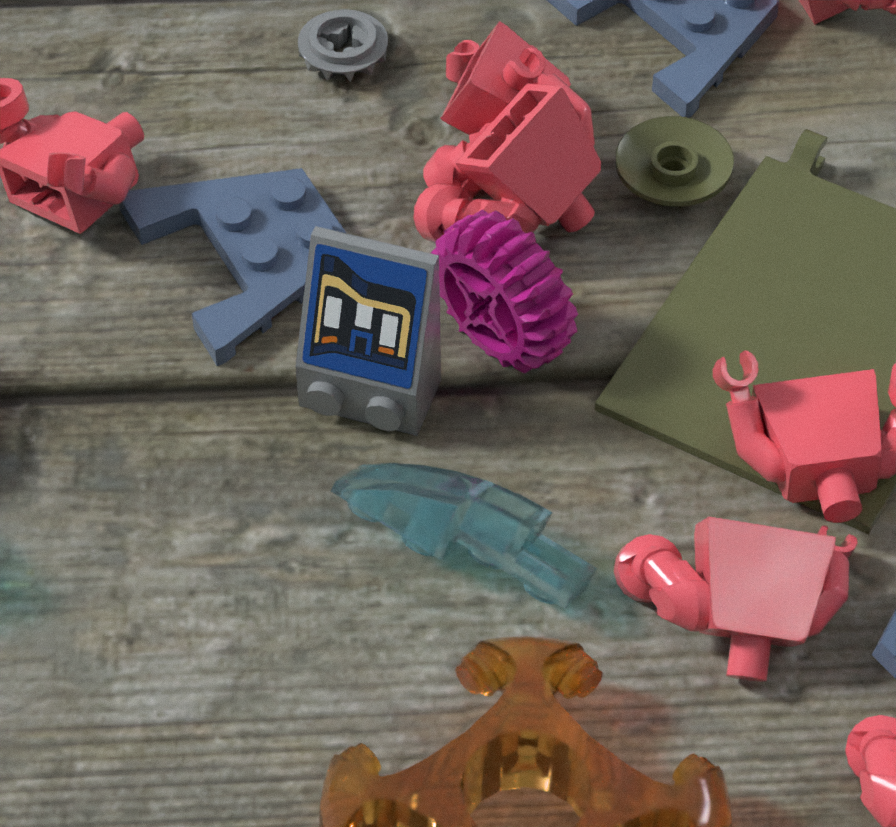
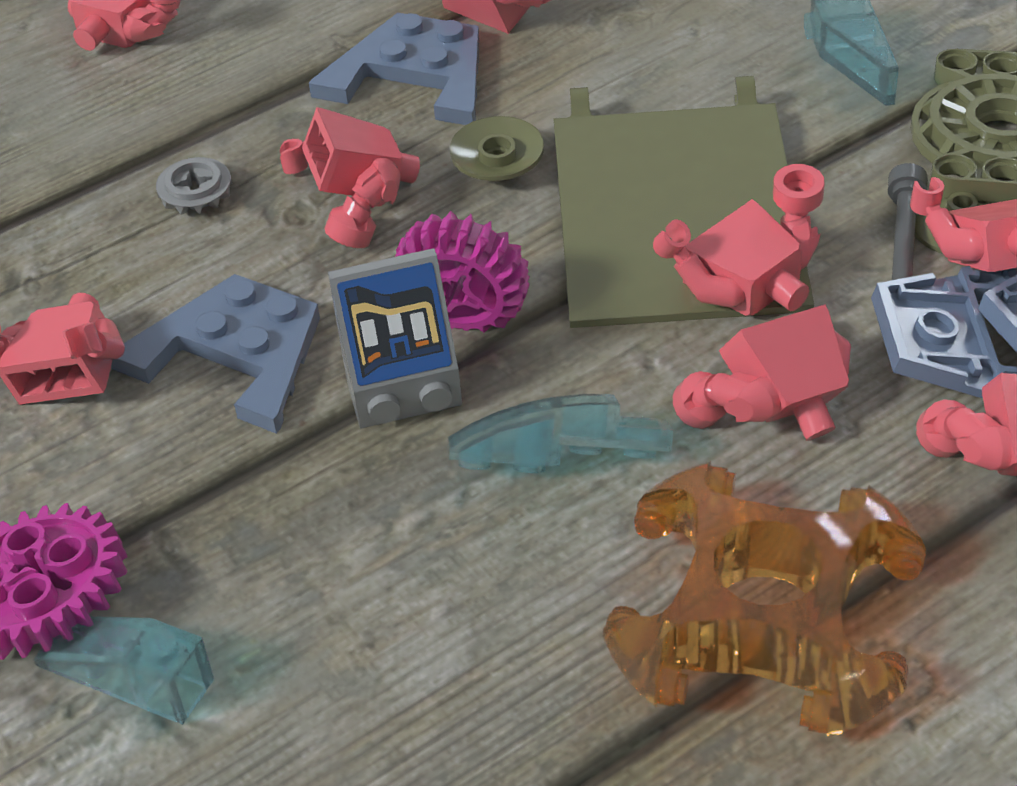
camera: 30 degrees left, 5 degrees down
(527, 160) = (405, 182): coral torso -> none

